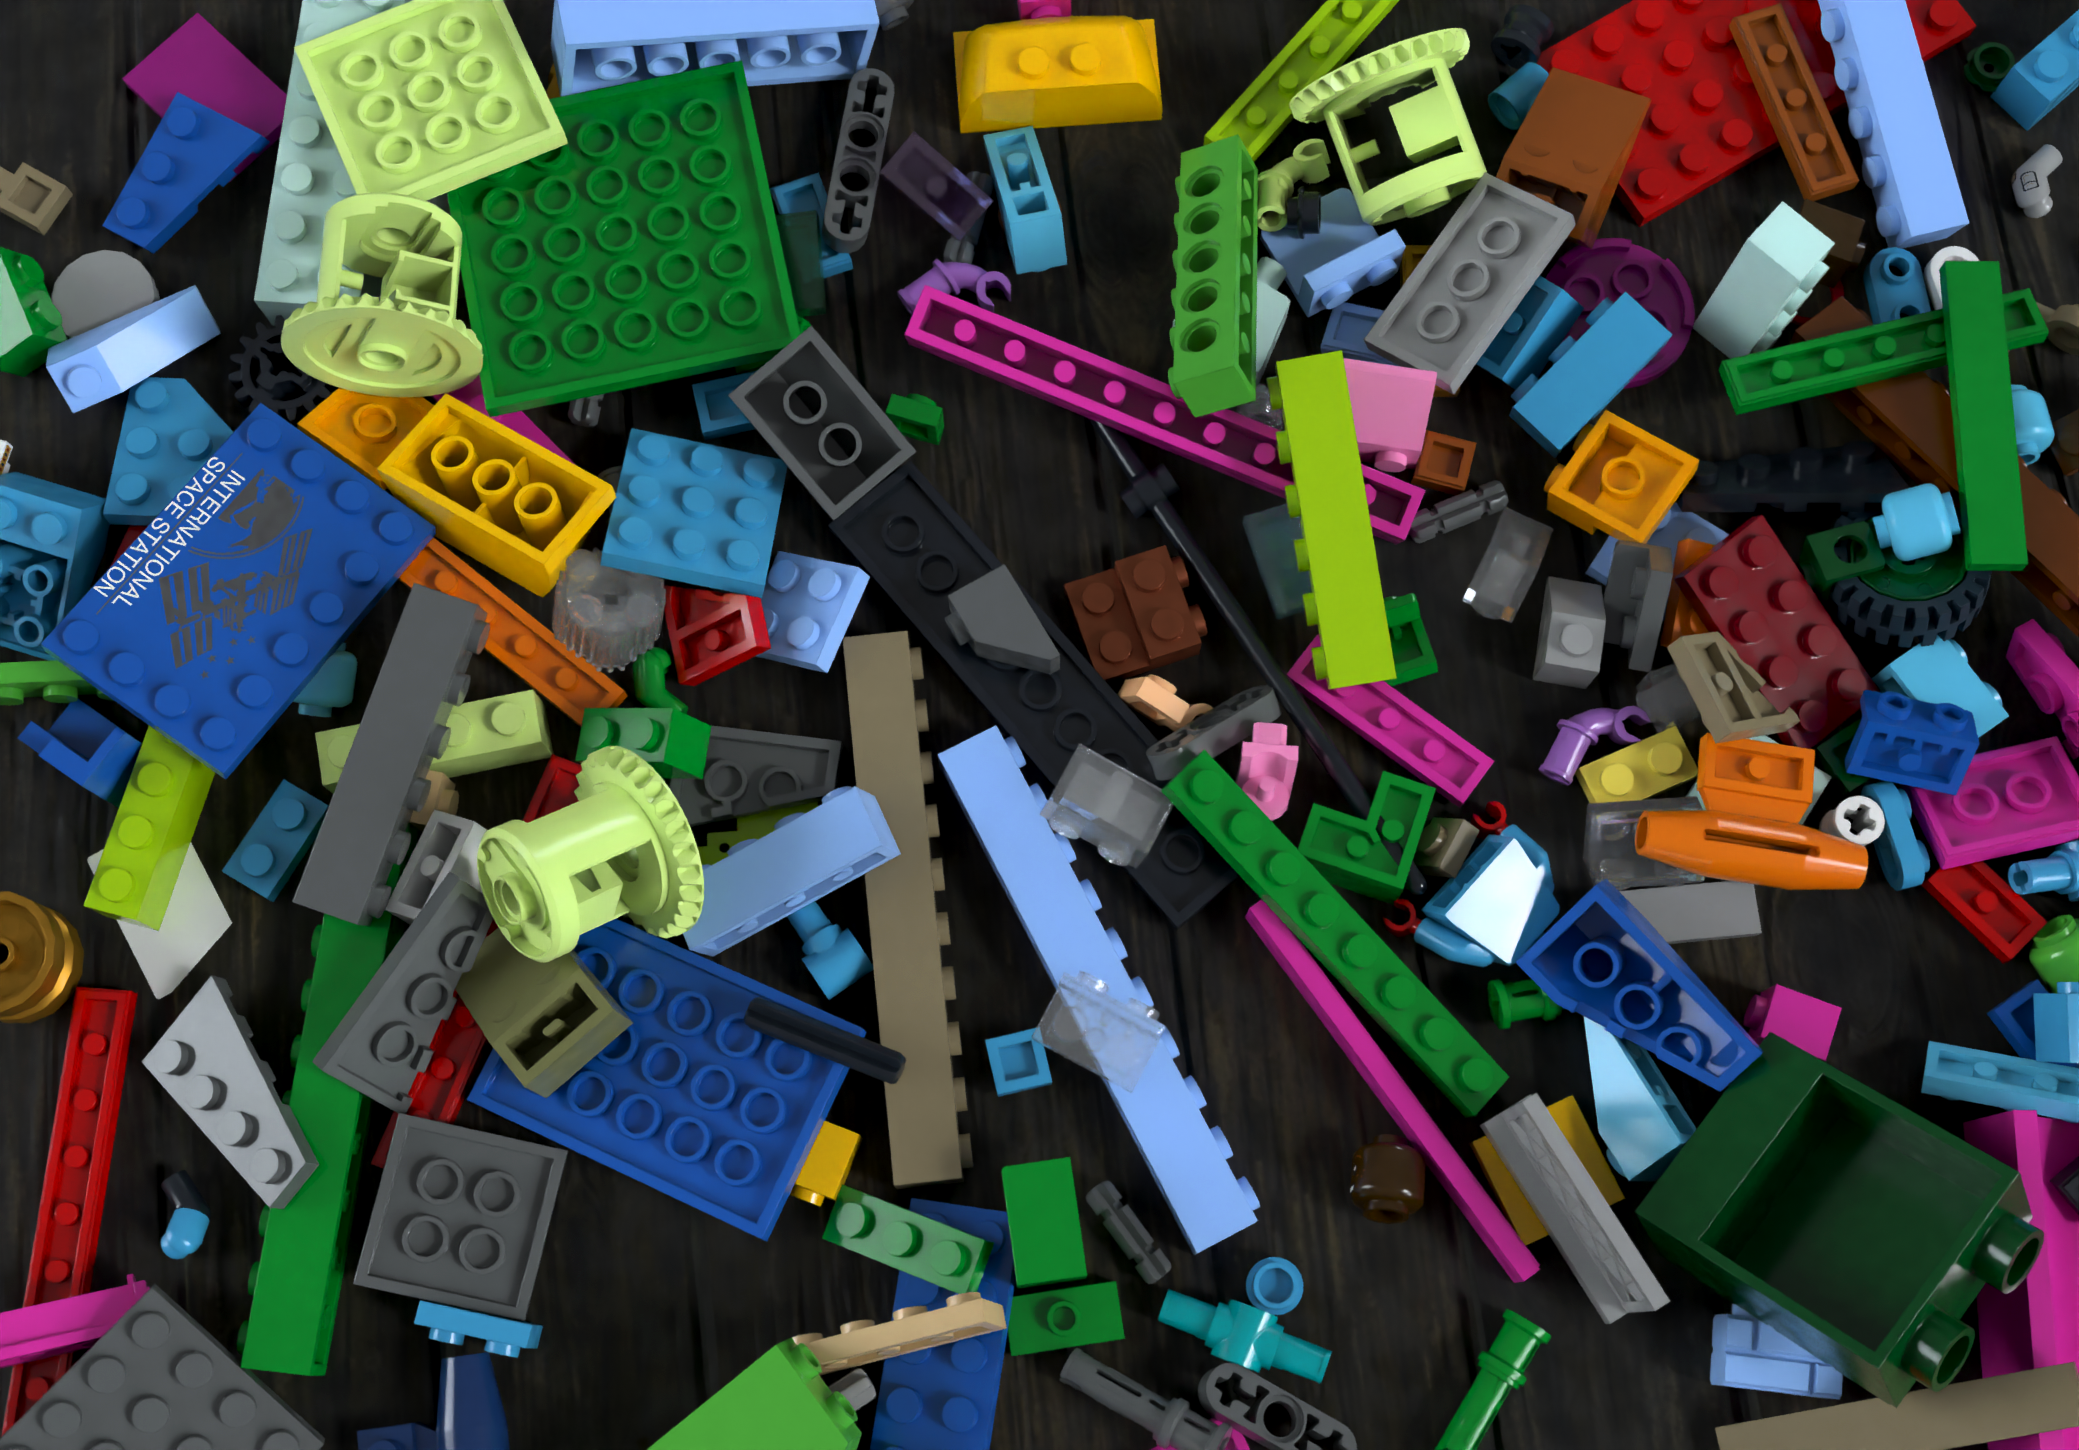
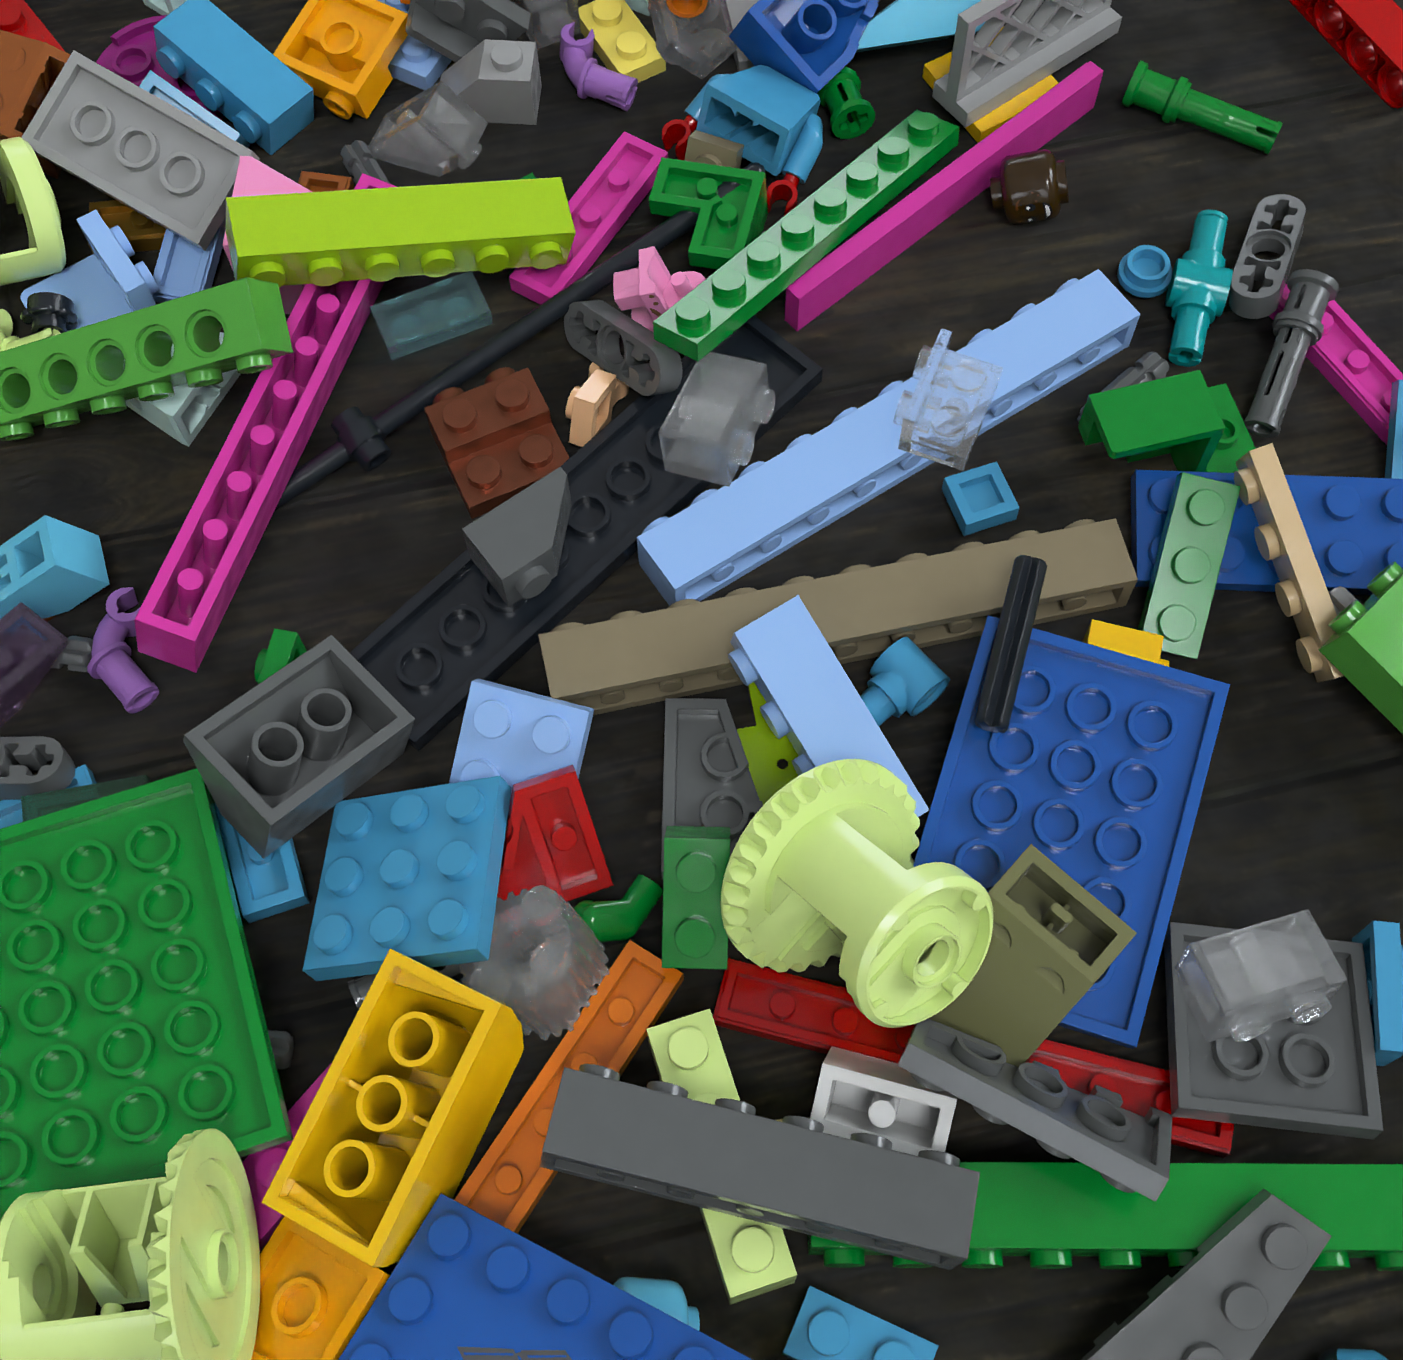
camera: 95 degrees left, 10 degrees down
(490, 1204) = (1259, 977): none -> clear brick

